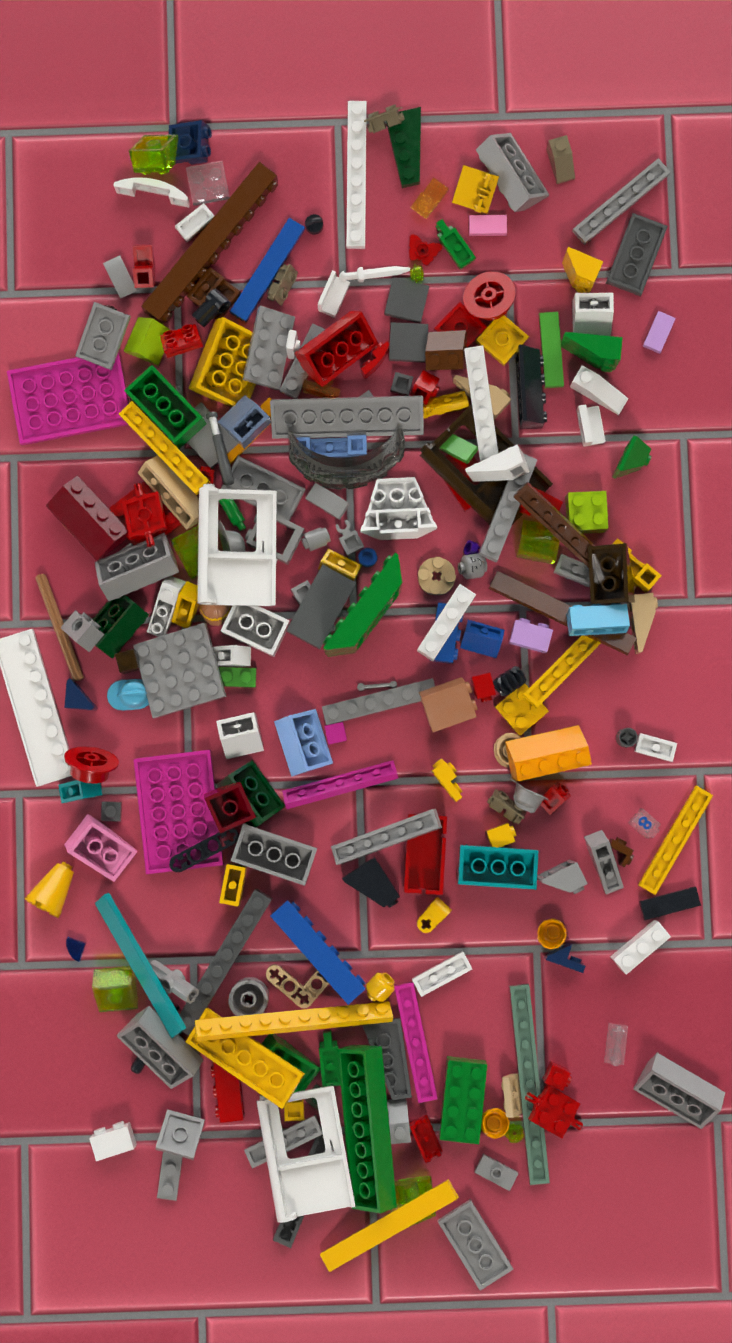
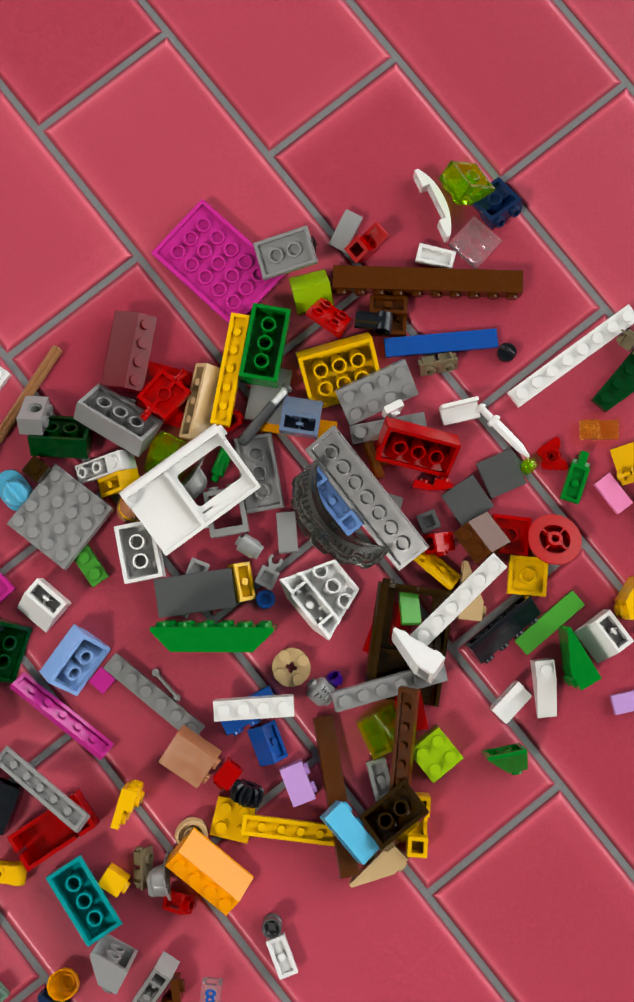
camera: 50 degrees right, 0 degrees up
(233, 655) = (103, 550): white slope -> none

